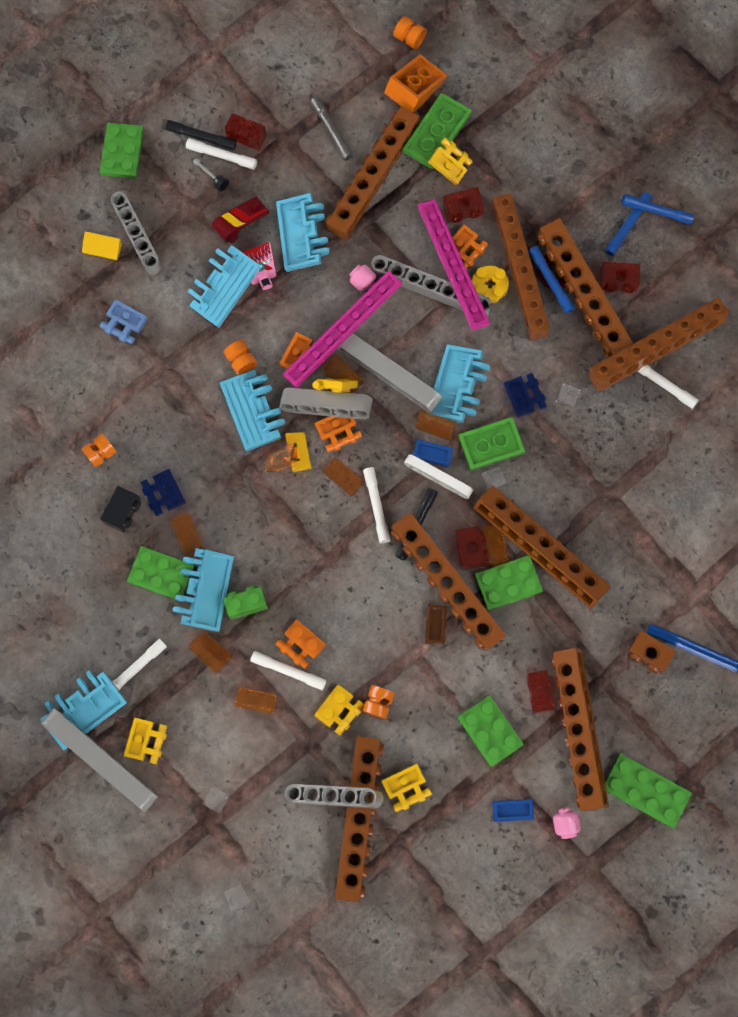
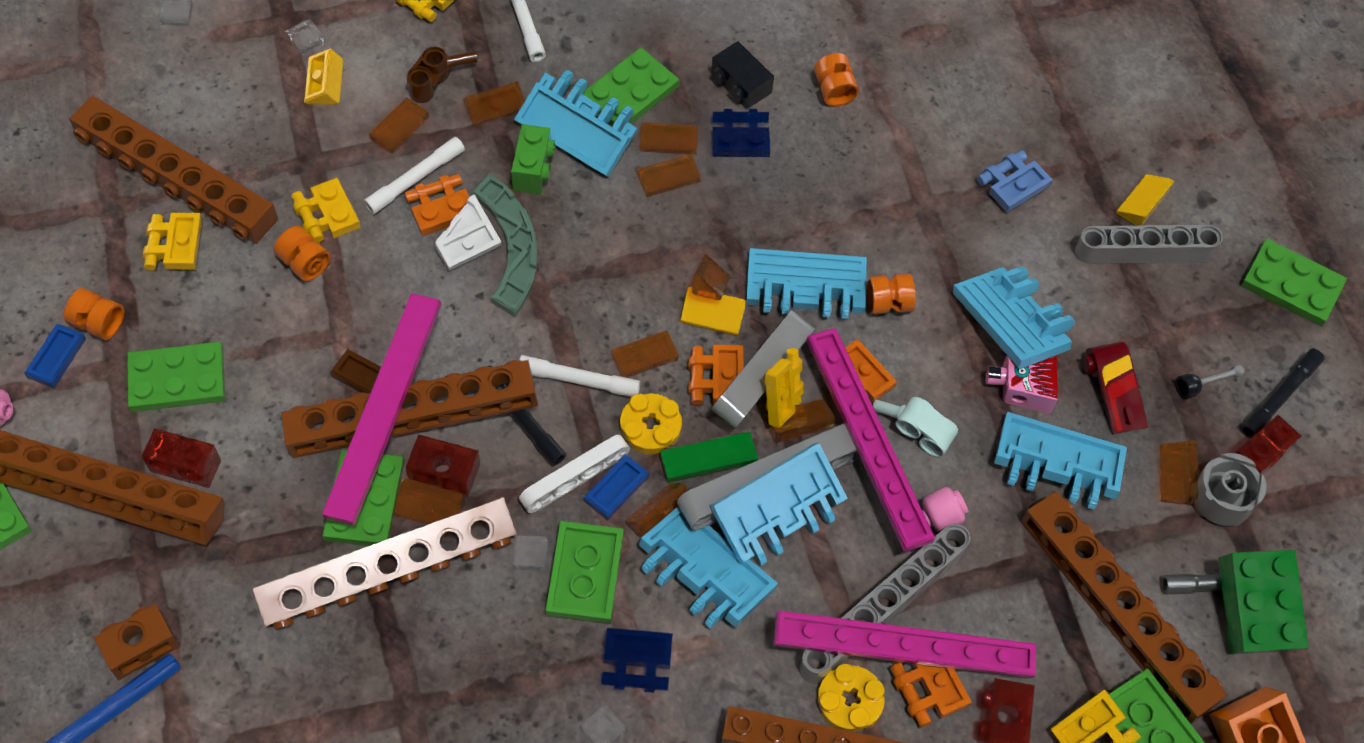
camera: 105 degrees right, 15 degrees down
(201, 147) = (1218, 430): white piece -> none
(212, 697) = (433, 69): none -> reddish brown beam
(214, 521) = (668, 175): none -> clear orange tile
(243, 769) = (324, 78): none -> yellow slope
(278, 171) = (1179, 472): none -> clear orange slope
(280, 141) = (1229, 490): none -> light grey brick
(304, 583) = (520, 241): none -> sand green tile
(316, 310) = (921, 418): none -> light aqua beam
(317, 614) = (467, 236): none -> white wing
(340, 104) = (1263, 602): none -> green brick
(342, 796) = (212, 142): light grey beam -> none
(391, 413) = (708, 457): none -> green tile
(394, 458) = (650, 406): none -> yellow plate
(406, 358) = (781, 501): none -> medium azure hinge
(459, 590) = (381, 410): none -> dark pink tile
(479, 800) = (93, 313): none -> orange wheel

